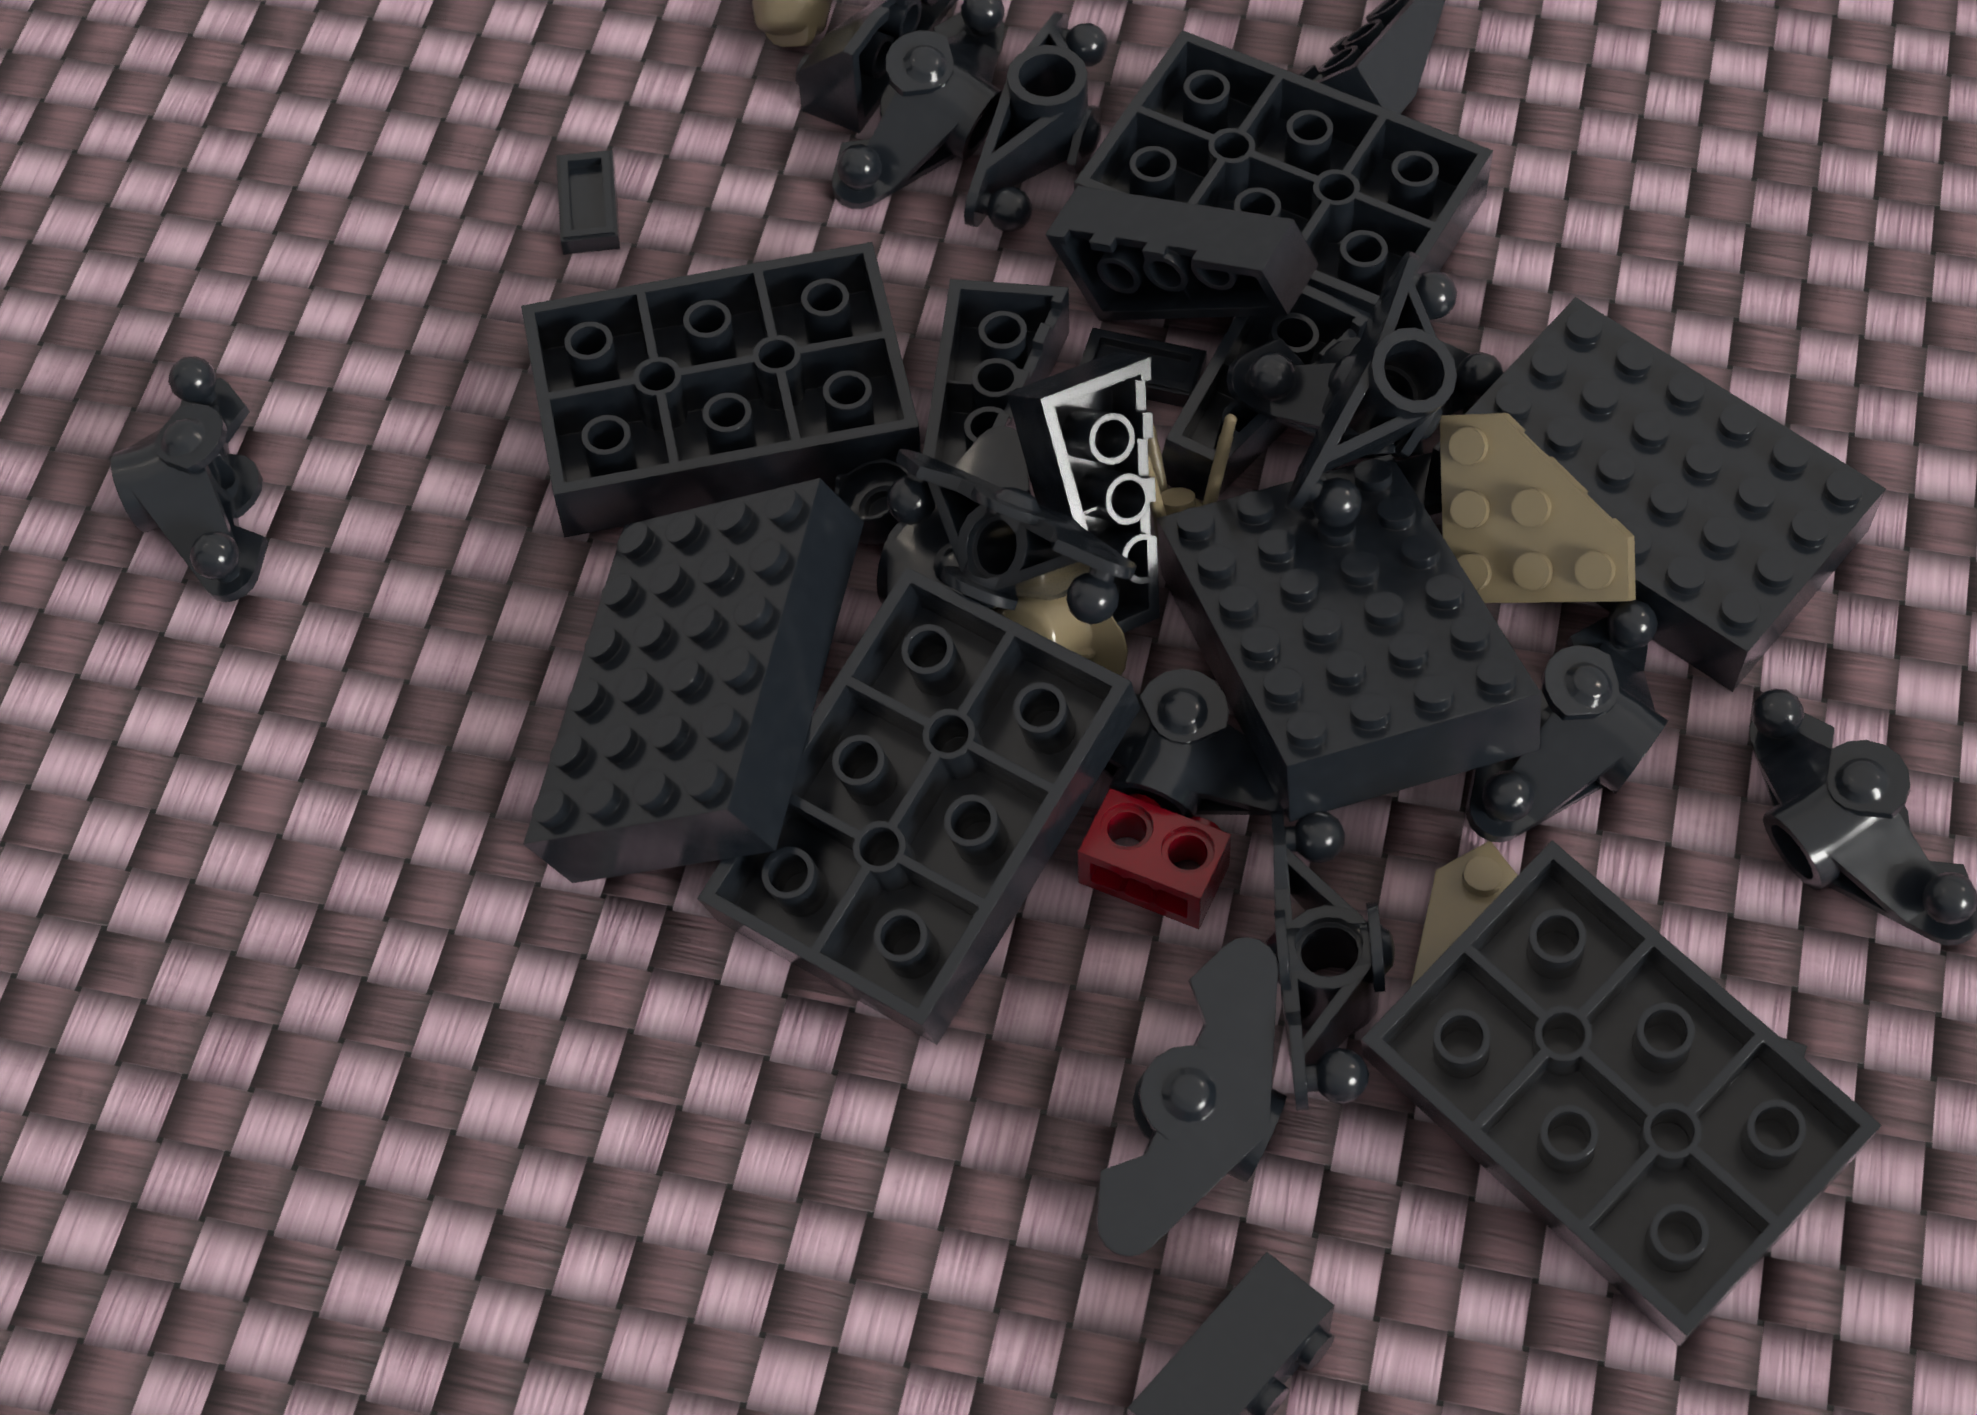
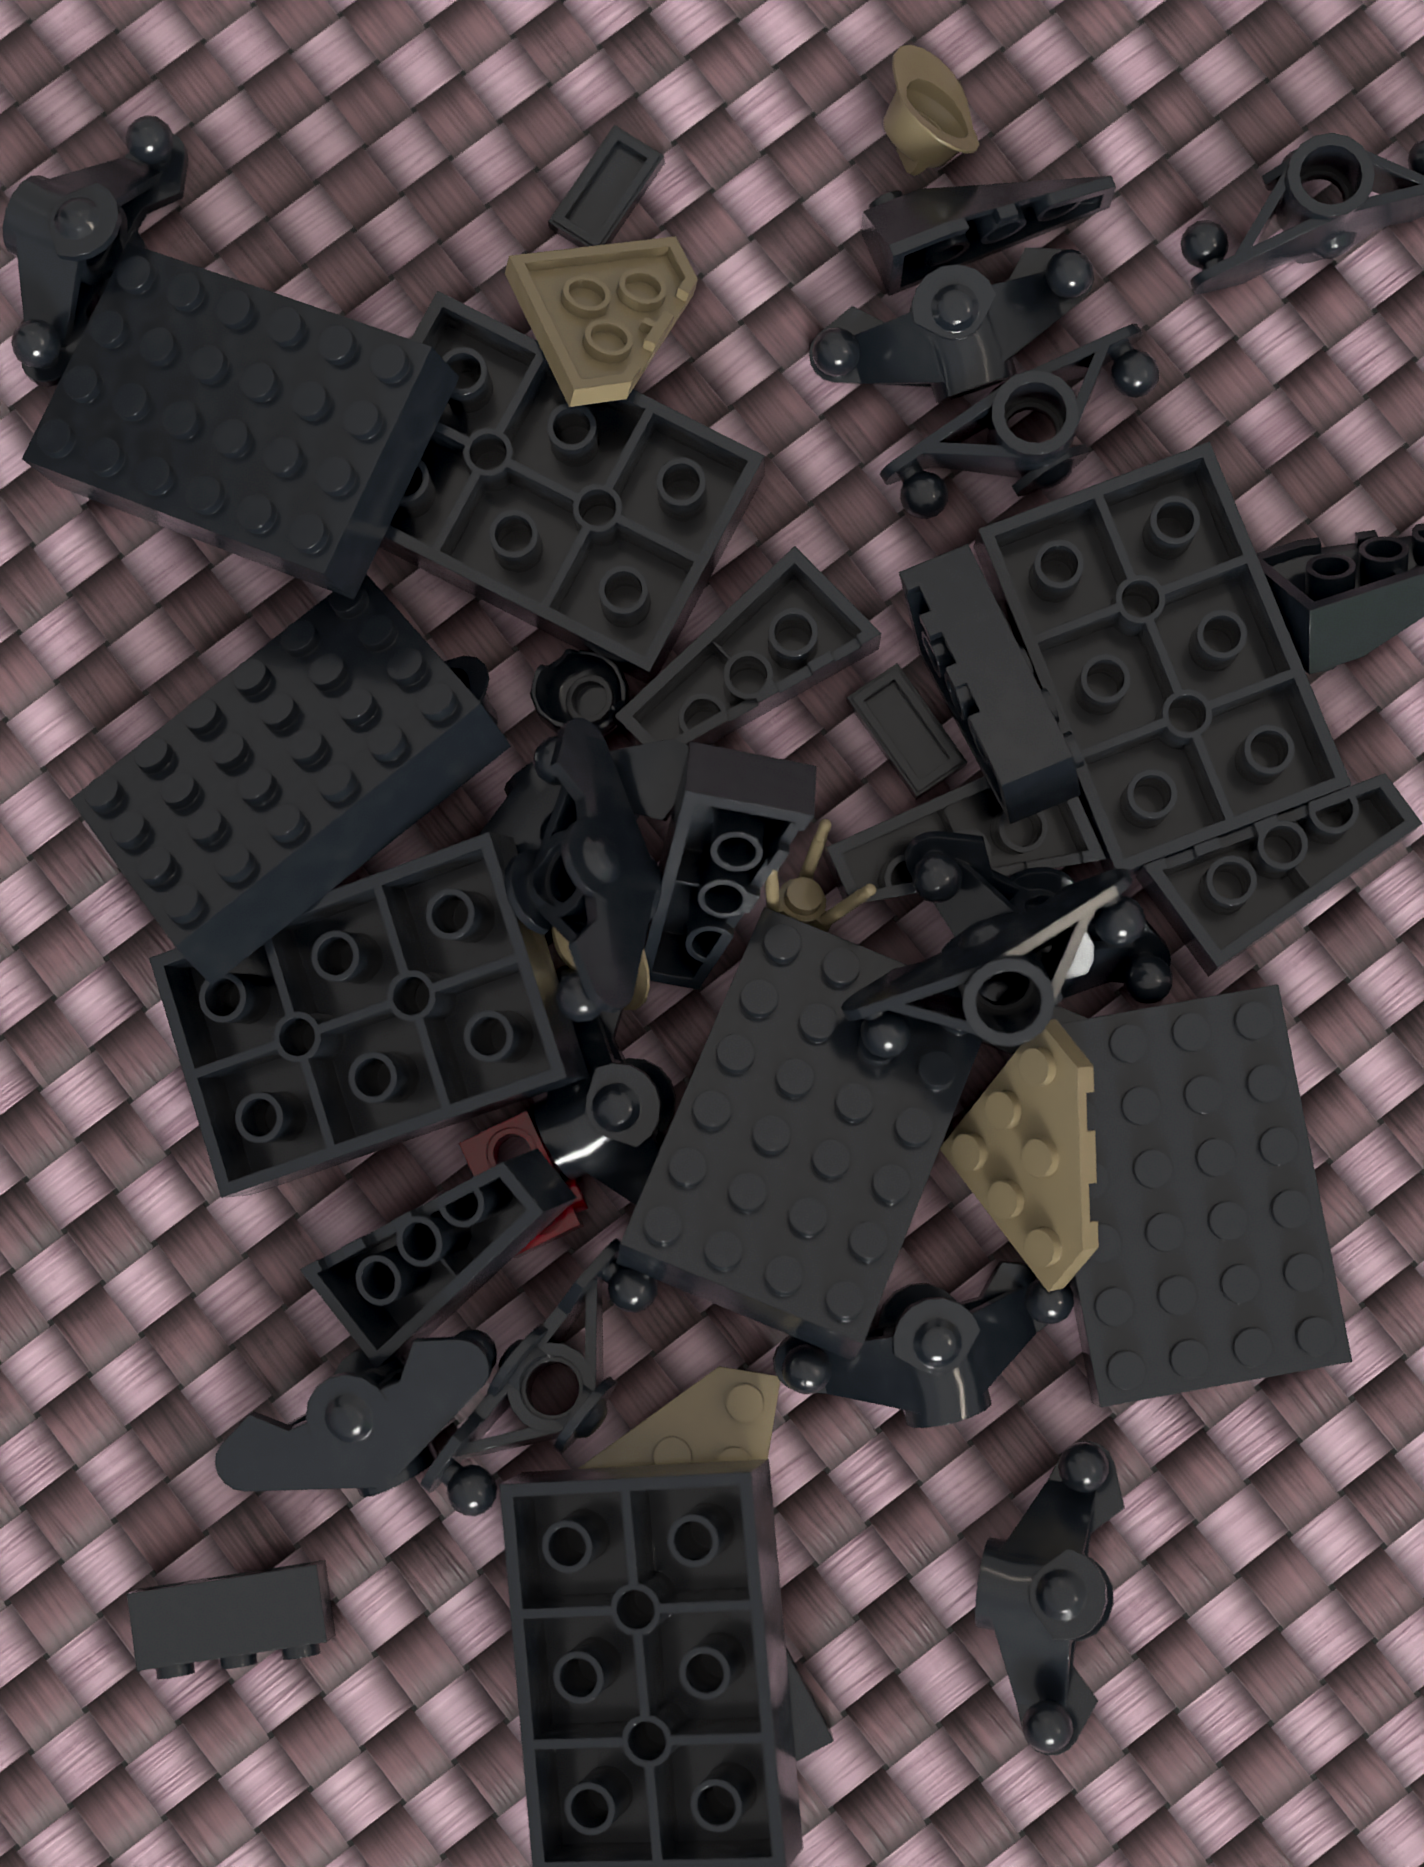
camera: 45 degrees right, 25 degrees up
(435, 484) = (242, 418): none -> black brick
(662, 239) = (602, 310): none -> dark tan plate
(1141, 924) = (437, 1256): none -> black wedge
(1499, 245) = (1258, 878): none -> black wedge

